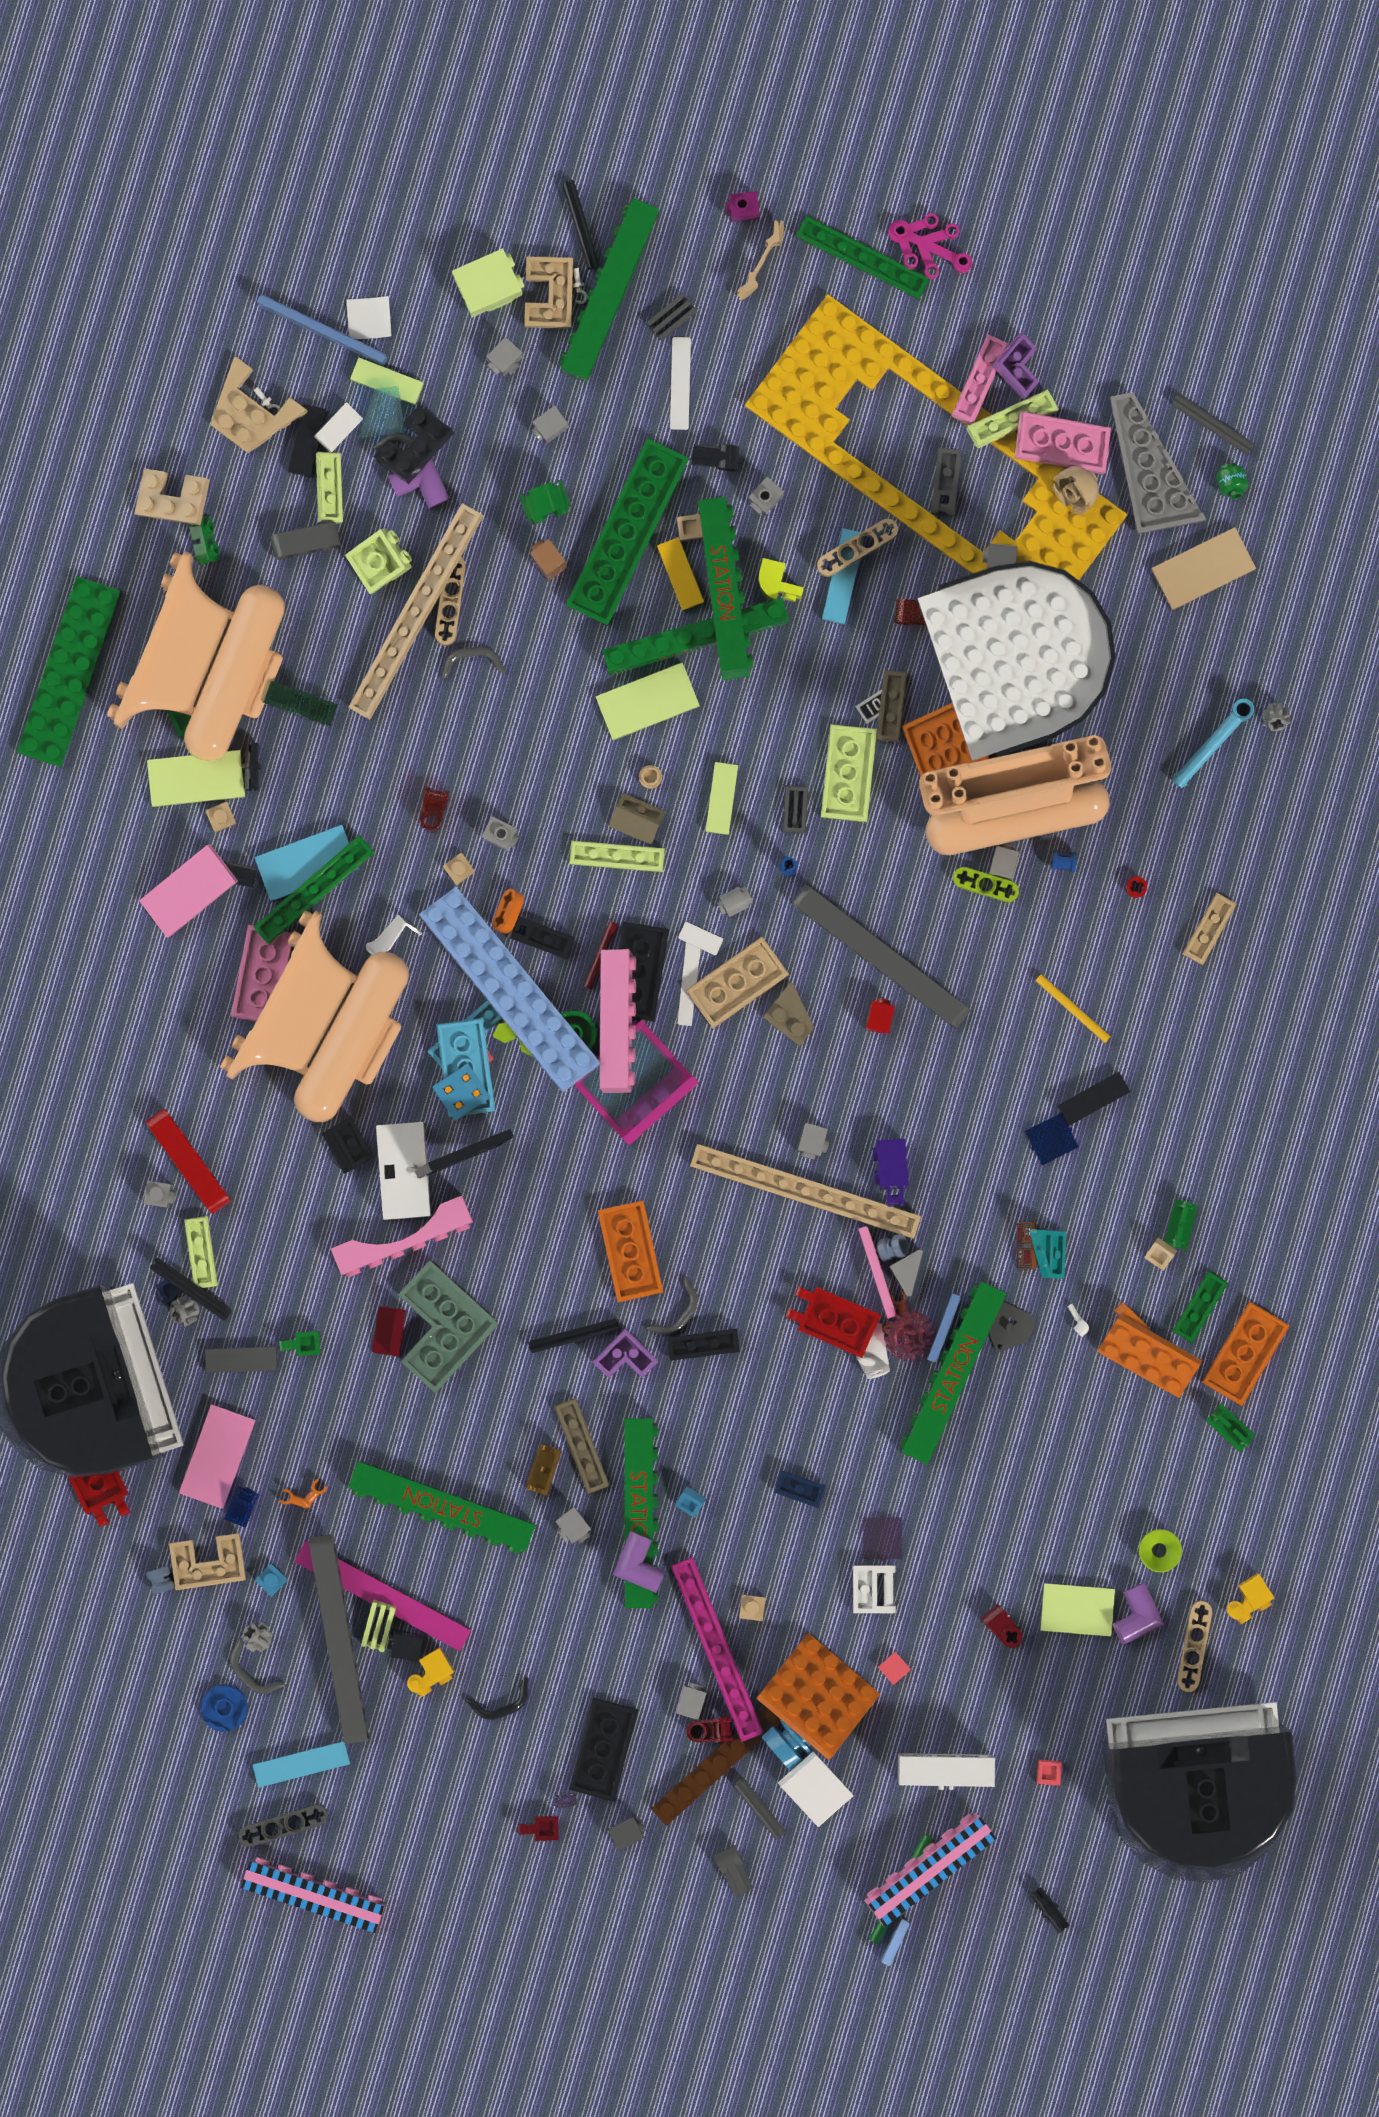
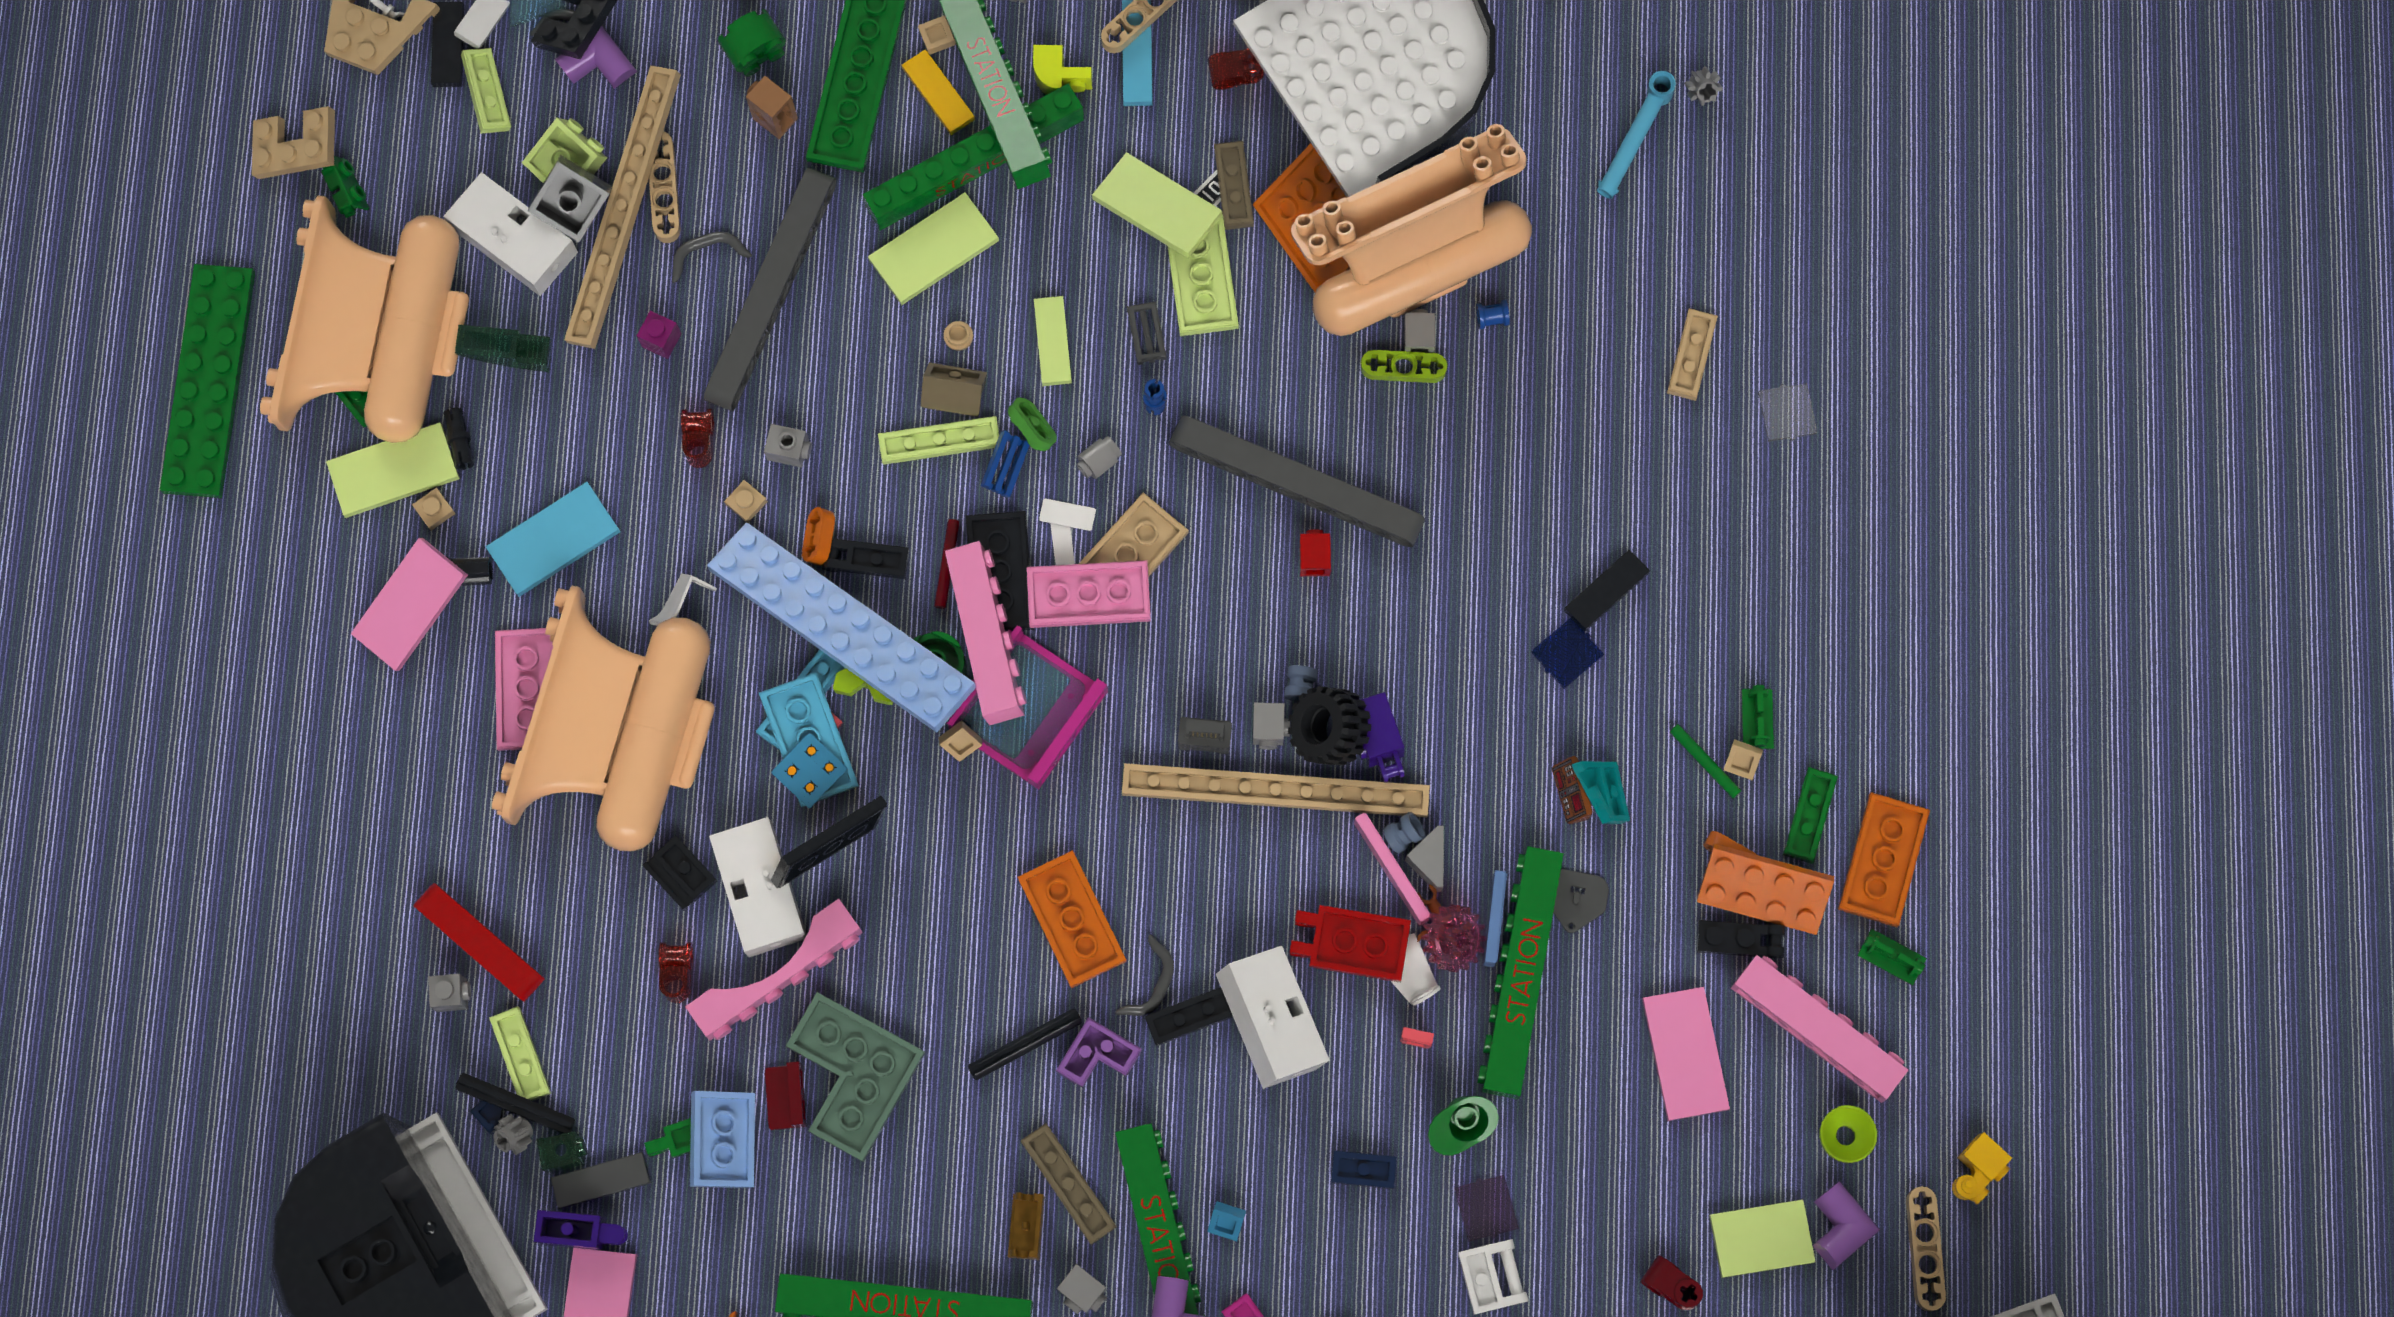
camera: 15 degrees left, 10 degrees down
(208, 1328) = (573, 1157): none -> clear green brick
(217, 1393) = (576, 1230): none -> dark purple brick
(305, 541) = (469, 157): dark grey beam -> none
(314, 889) = (568, 566): green tile -> none
(324, 612) = (510, 234): none -> white brick
(329, 1216) = (675, 964): none -> clear red piece
(336, 1352) = (722, 1139): none -> light blue plate
(376, 598) = (569, 198): none -> brick
(421, 721) = (659, 334): none -> magenta brick
(515, 704) = (770, 289): none -> dark grey beam
(579, 1097) = (960, 741): none -> tan plate
(668, 894) = (1015, 468): none -> blue tile
(690, 862) = (1032, 424): none -> bright green plate
(701, 1007) = (1088, 594): none -> bright pink tile
(760, 1362) = (1272, 1017): none -> white brick
(762, 1137) = (1204, 735): none -> dark grey piece
(790, 1016) = (1202, 581): dark tan wing -> none
(828, 710) = (1157, 205): none -> yellowish green tile
(842, 1155) = (1348, 726): none -> black tyre
(844, 1115) = (1300, 680): none -> sand blue wheel
(863, 1402) = (1417, 1038): none -> coral tile
(879, 1475) = (1462, 1124): none -> green piece
(1058, 1461) = (1685, 1054): none -> bright pink tile
(1072, 1008) = (1551, 488): yellow bar -> none
(1082, 1327) = (1669, 874): white hand -> none
(1121, 1387) = (1739, 939): none -> black plate
(1132, 1246) = (1705, 761): none -> green bar
(1135, 894) = (1590, 334): red bush -> none
(1161, 1468) = (1819, 1028): none -> bright pink brick
(1269, 992) = (1787, 412): none -> clear piece

